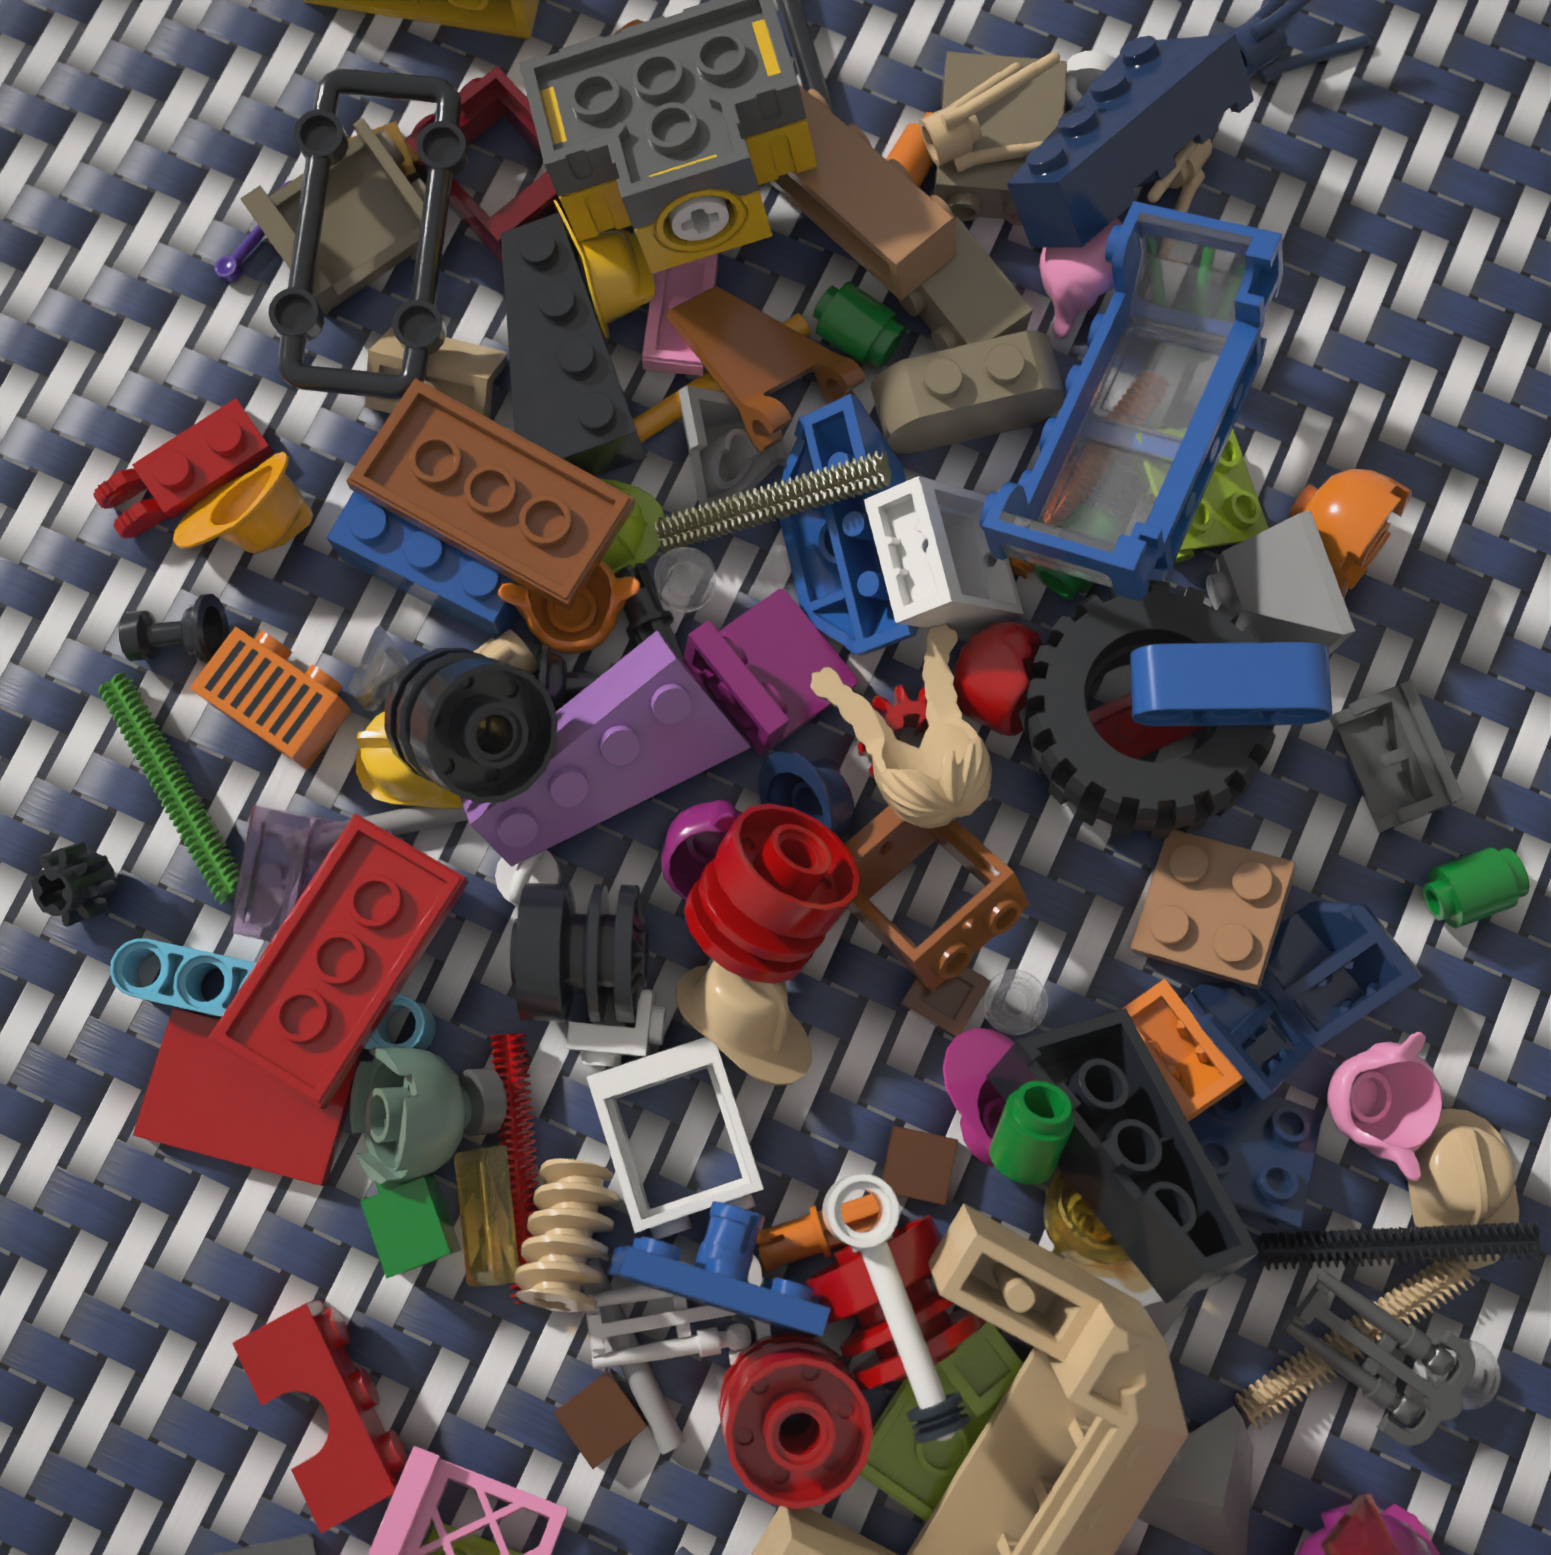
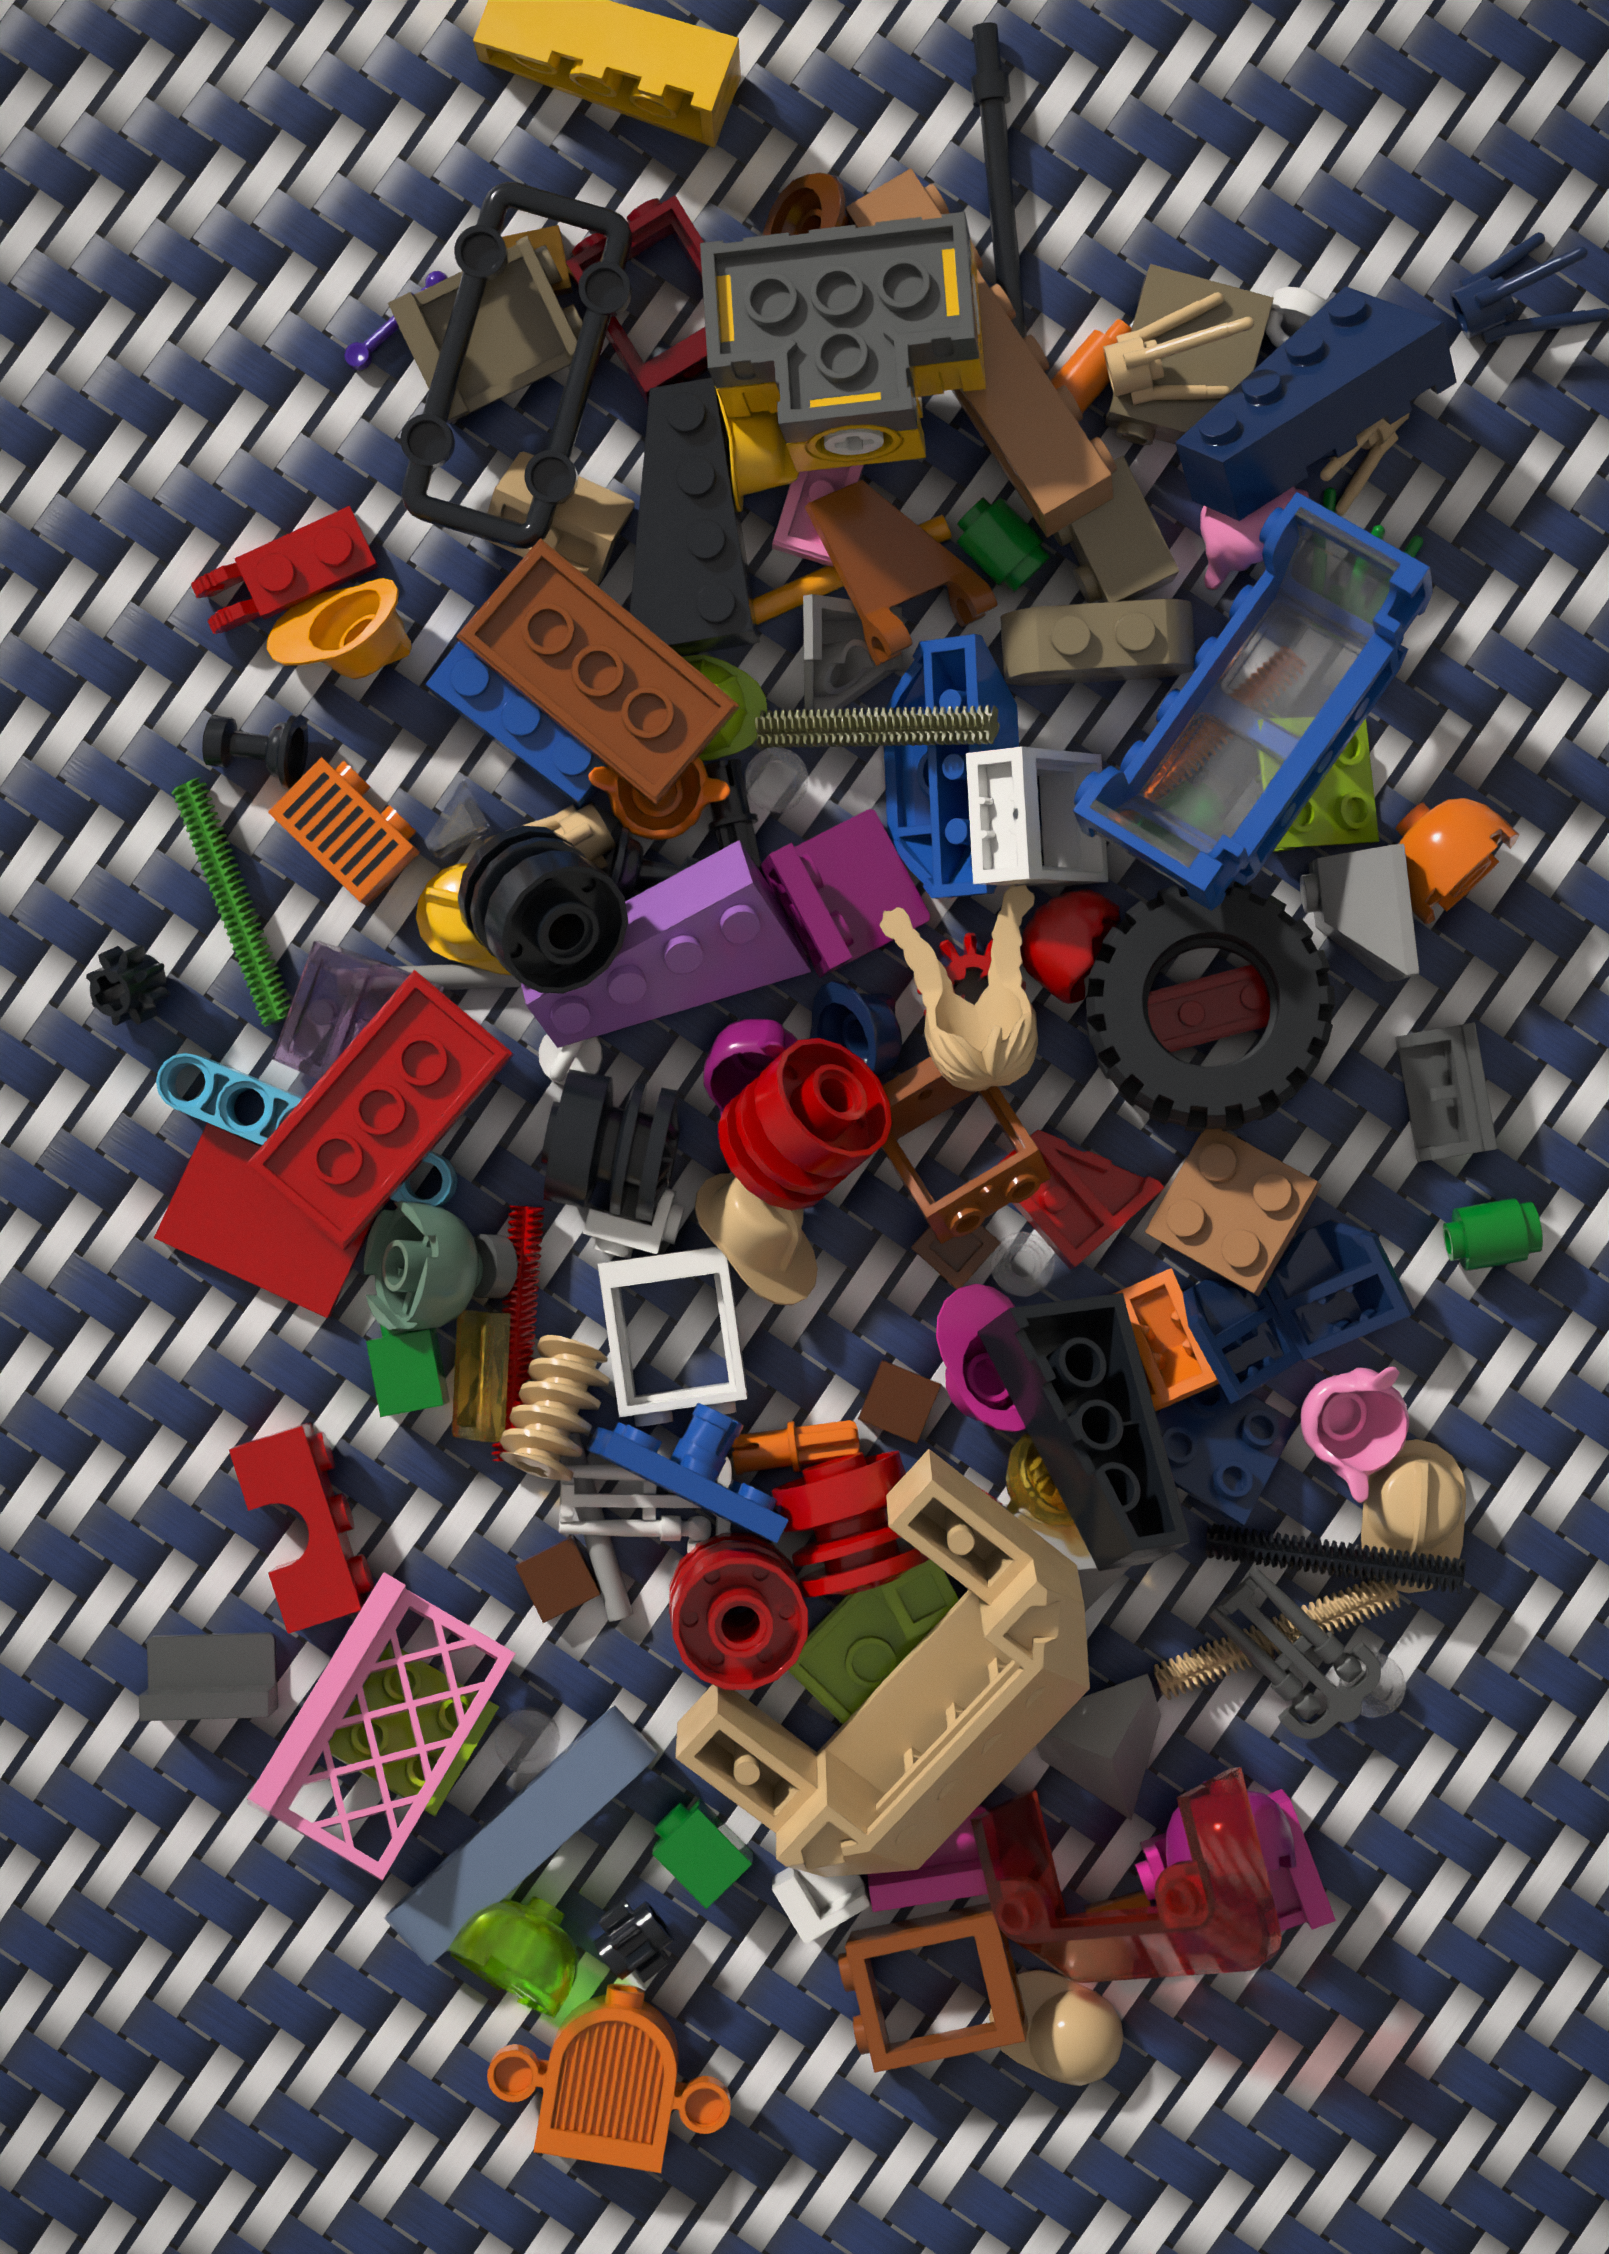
camera: 10 degrees right, 10 degrees up
(937, 1413) = (867, 1629): white piece -> none
(1032, 1133) = (1005, 1396): green brick -> none
(1062, 928) = (1082, 1199): none -> red wing
(1231, 684) = (1281, 1008): blue beam -> none

